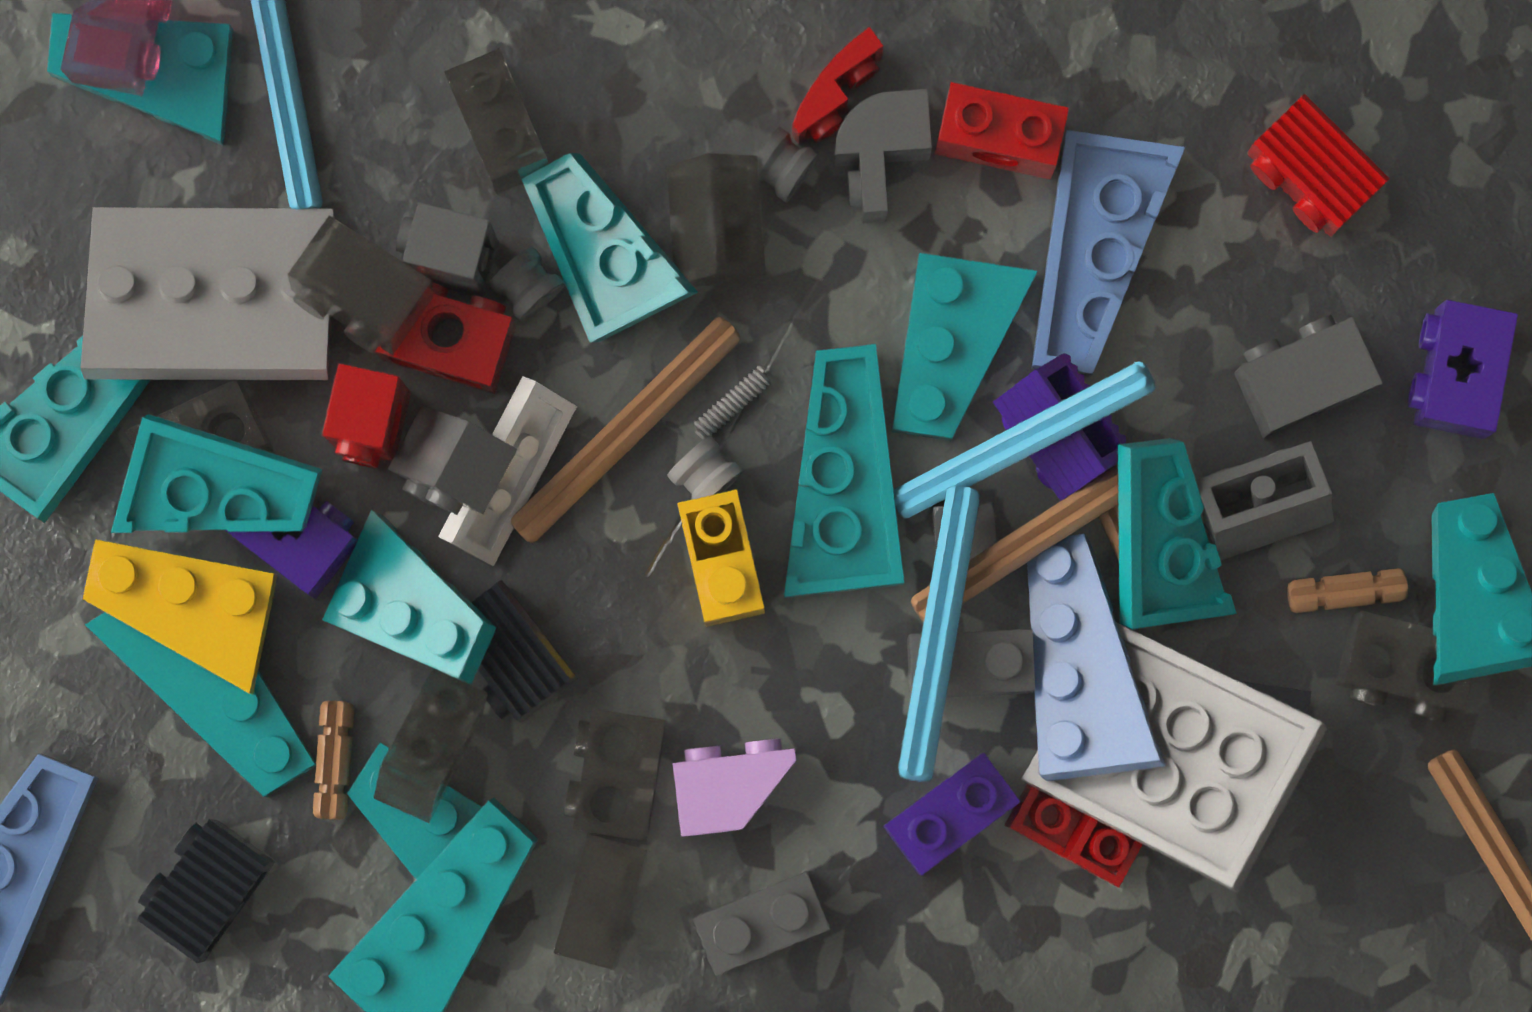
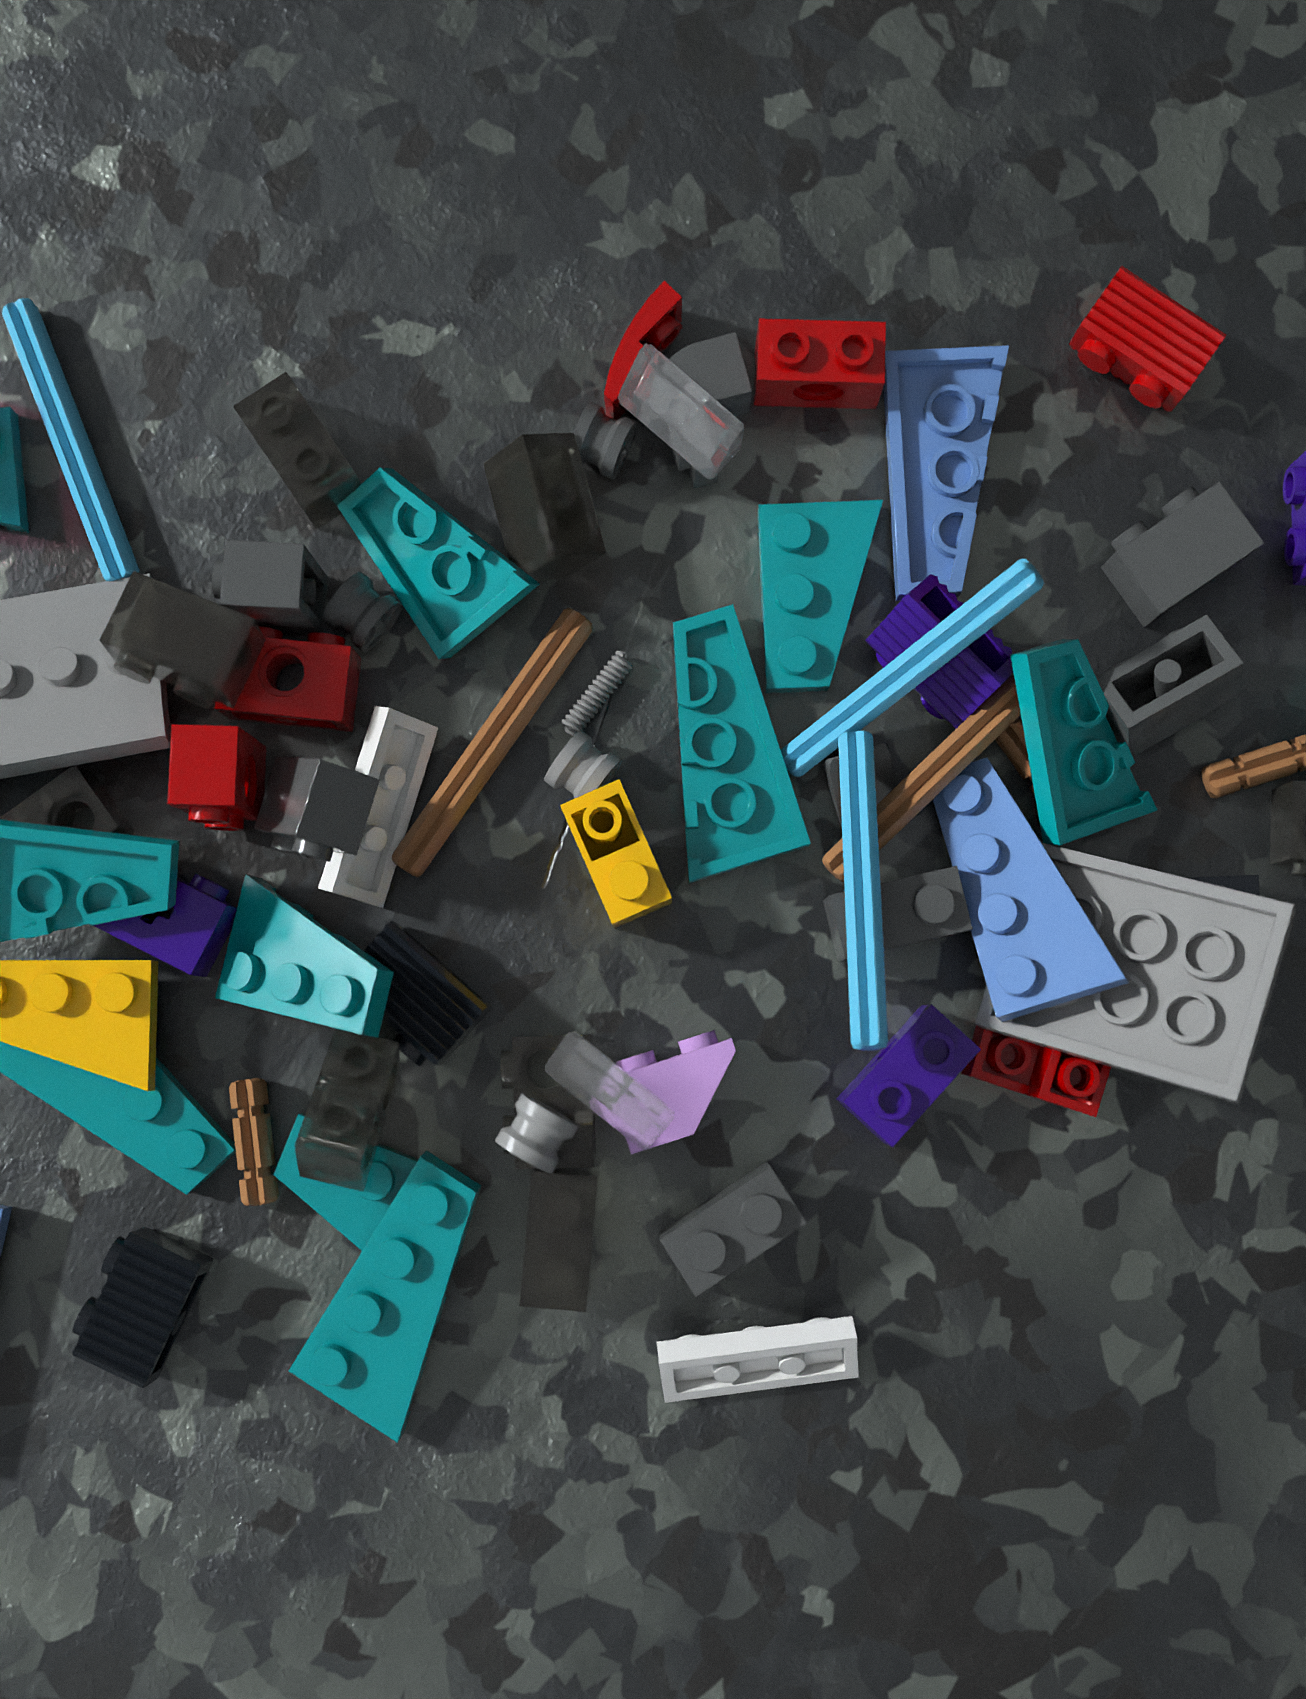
camera: 10 degrees left, 0 degrees up
(599, 798) = (536, 1133): none -> light grey wheel
(672, 773) = (609, 1090): none -> clear slope
(859, 159) = (681, 412): none -> clear slope

